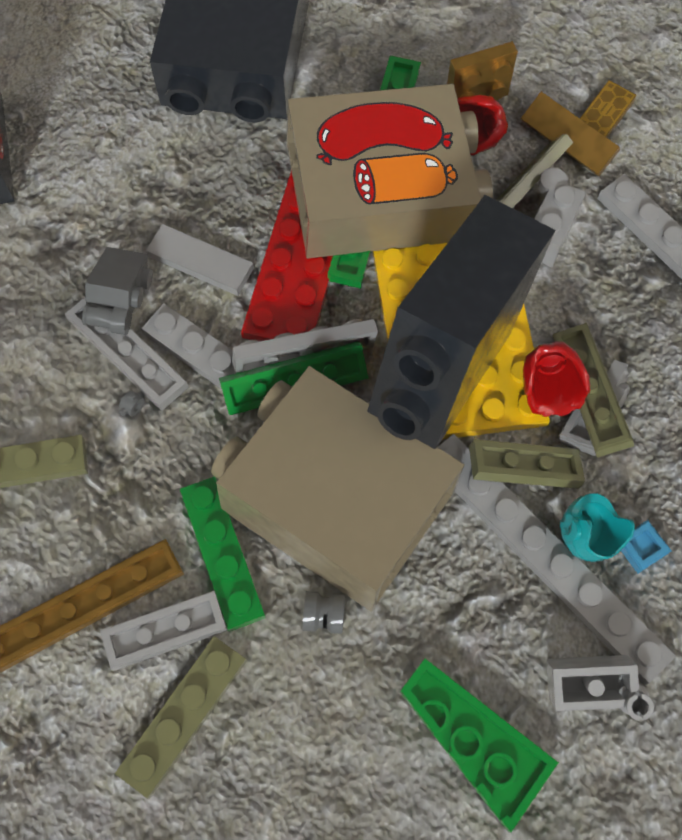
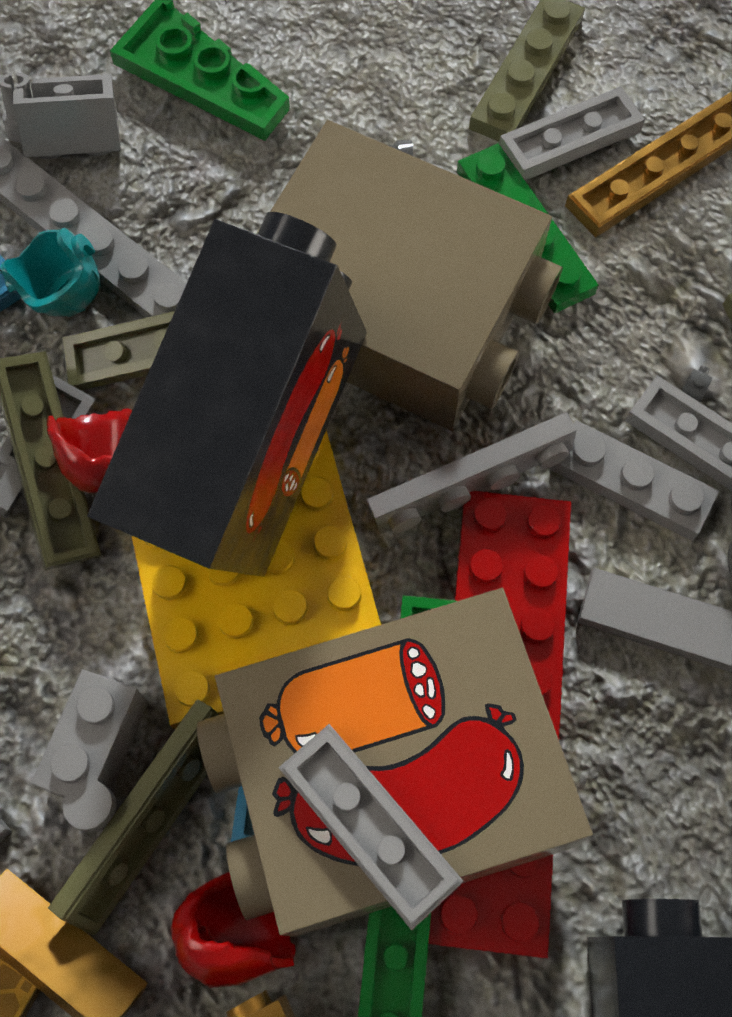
camera: 170 degrees right, 0 degrees up
(248, 388) = (475, 434): green plate -> none
(403, 117) = (371, 826): none -> light grey tile

